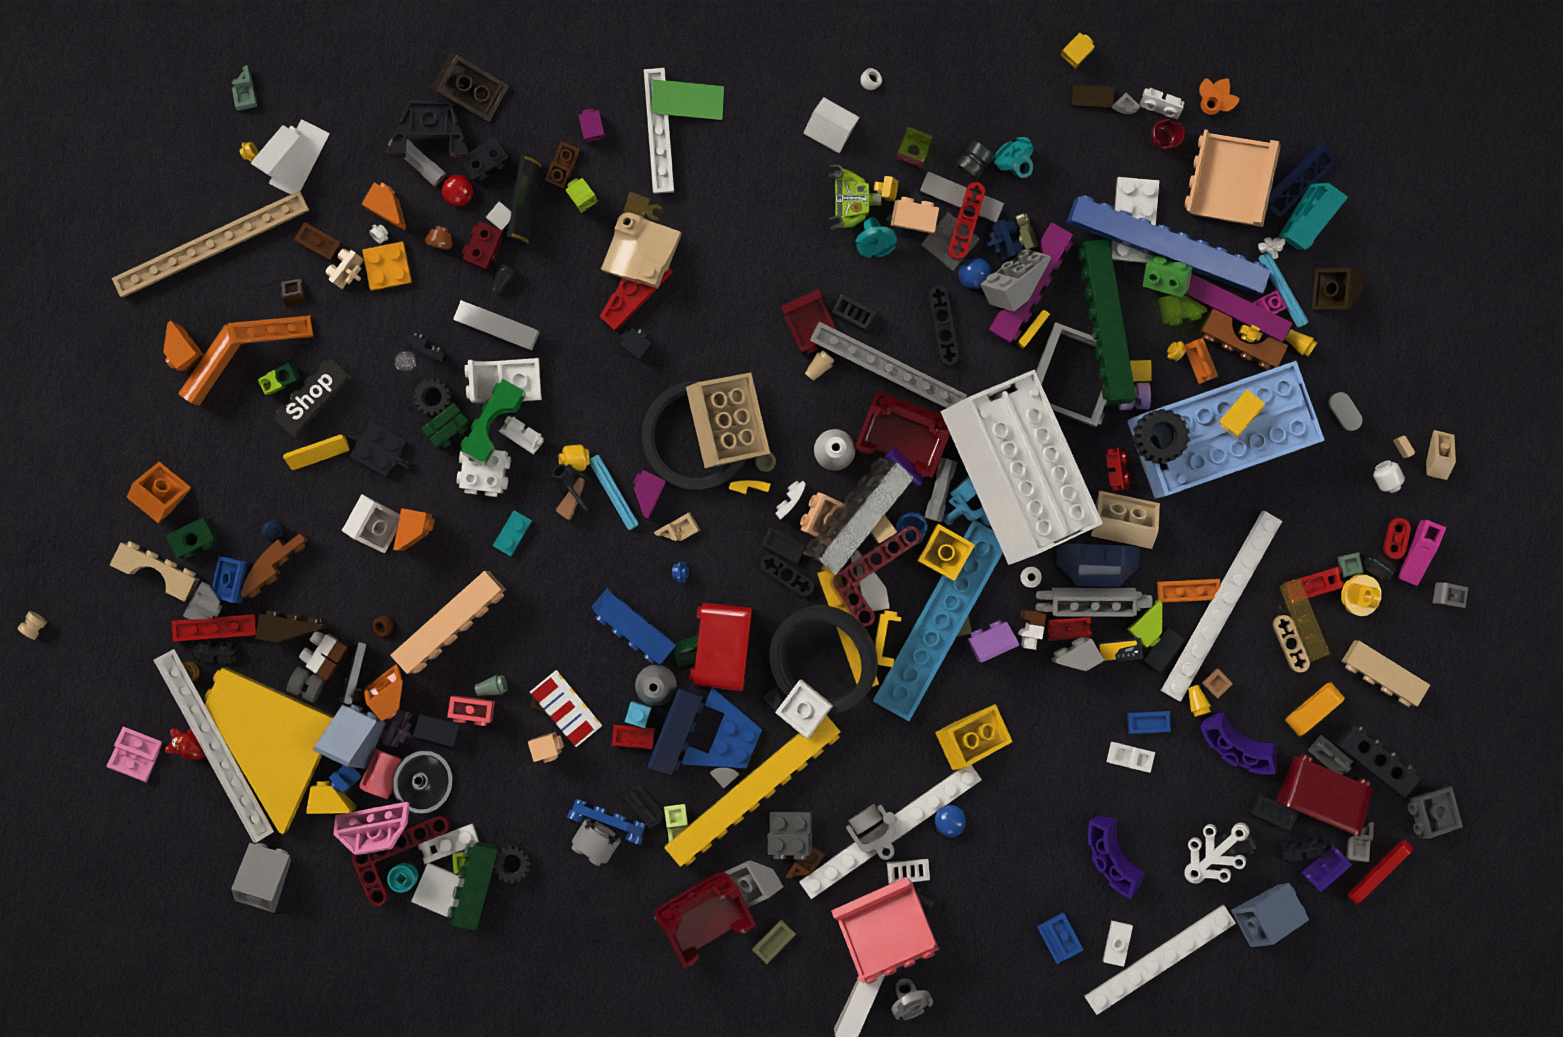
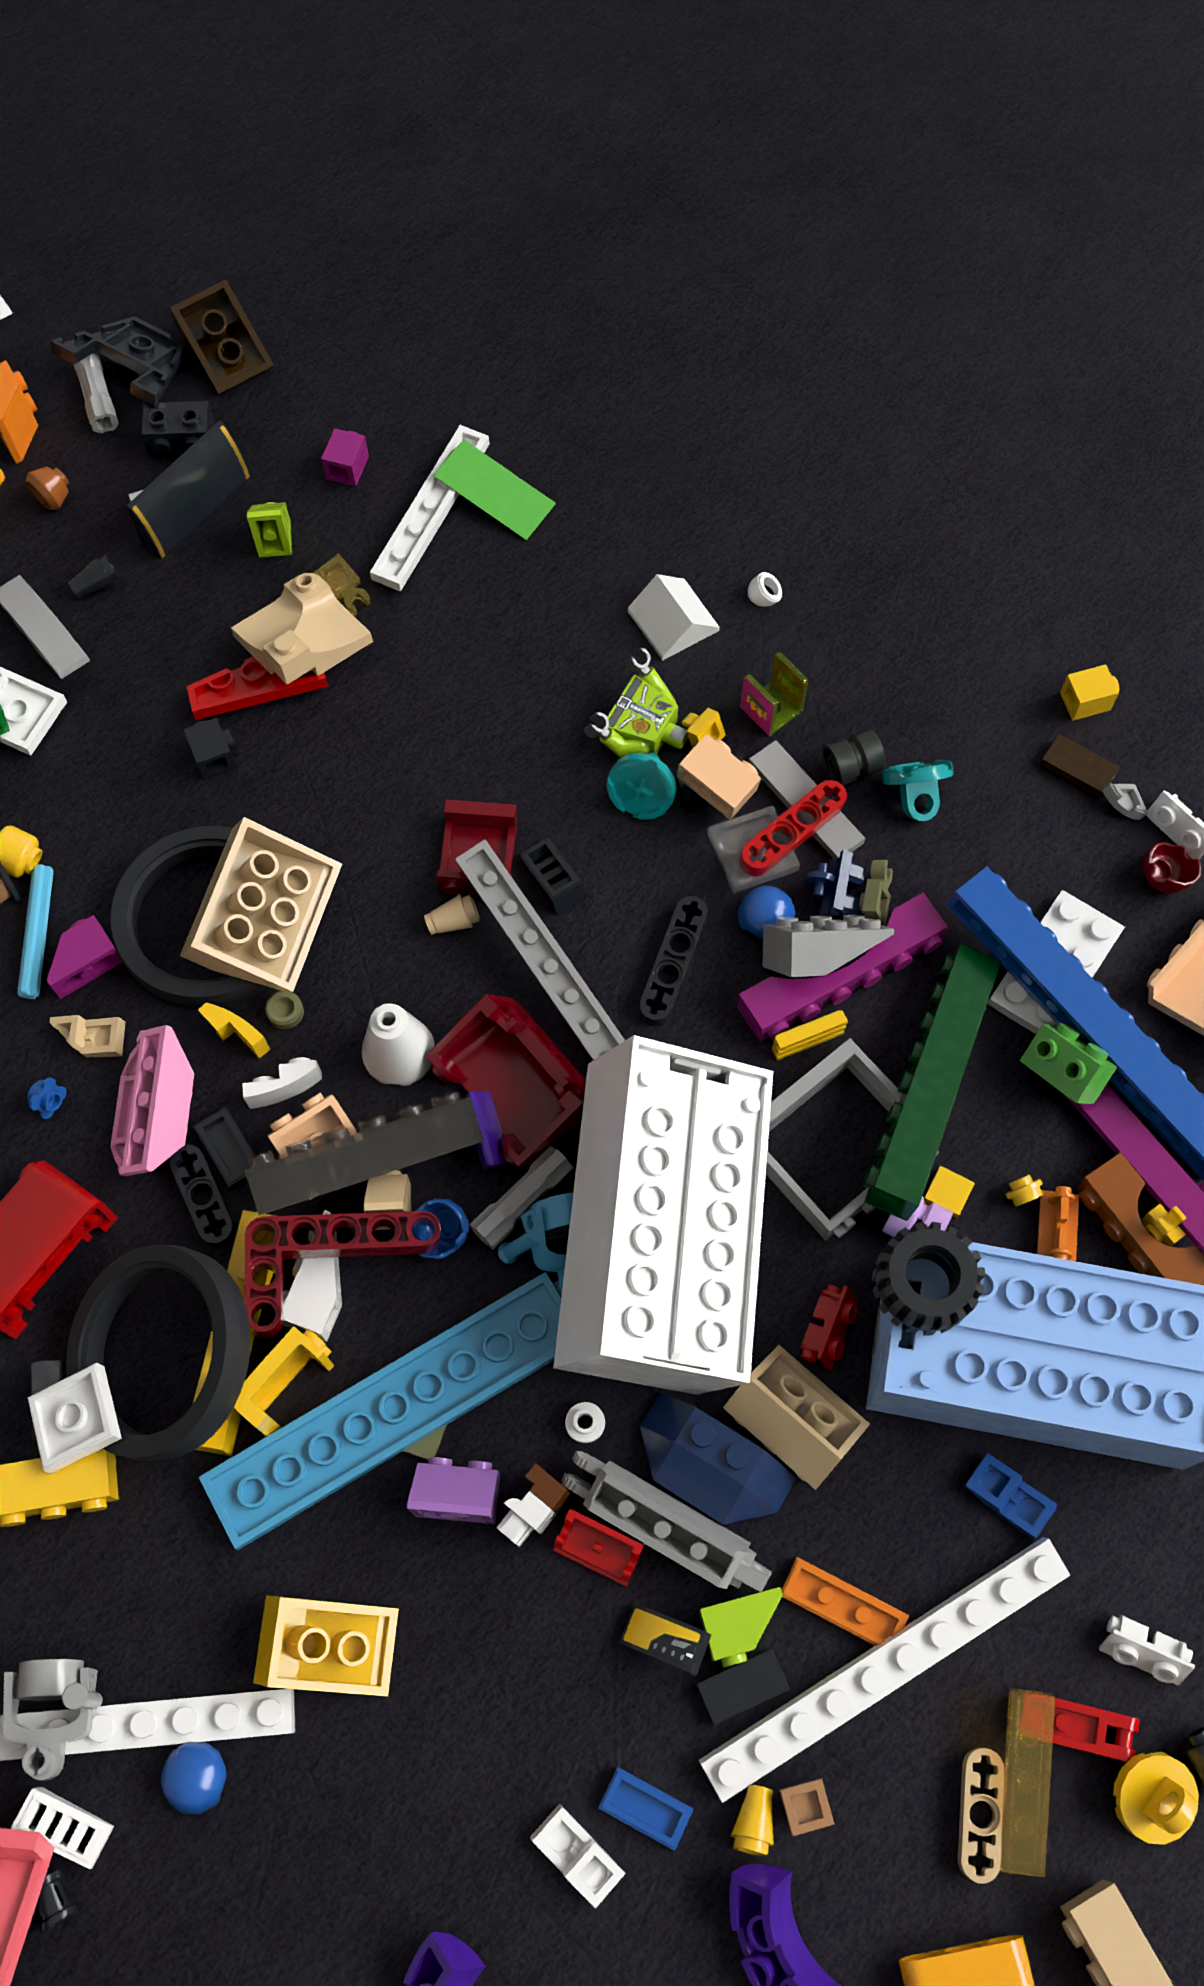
camera: 30 degrees right, 20 degrees down
(457, 190) = (116, 446): red hair -> none
(483, 245) = (97, 524): dark red brick -> none
(562, 164) = (279, 485): reddish brown slope -> none
(735, 548) = (152, 1103): none -> bright pink wedge
(945, 552) = (466, 1293): yellow slope -> none
(1081, 655) = (588, 1604): light grey slope -> none
(1176, 308) = (1064, 1127): clear neon green slope -> none
(1239, 500) = (1010, 1496): none -> blue slope
(1241, 414) = (1091, 1323): yellow hinge -> none
(1339, 534) = (1163, 1658): none -> white hinge
(1350, 564) = (1160, 1728): sand green tile -> none

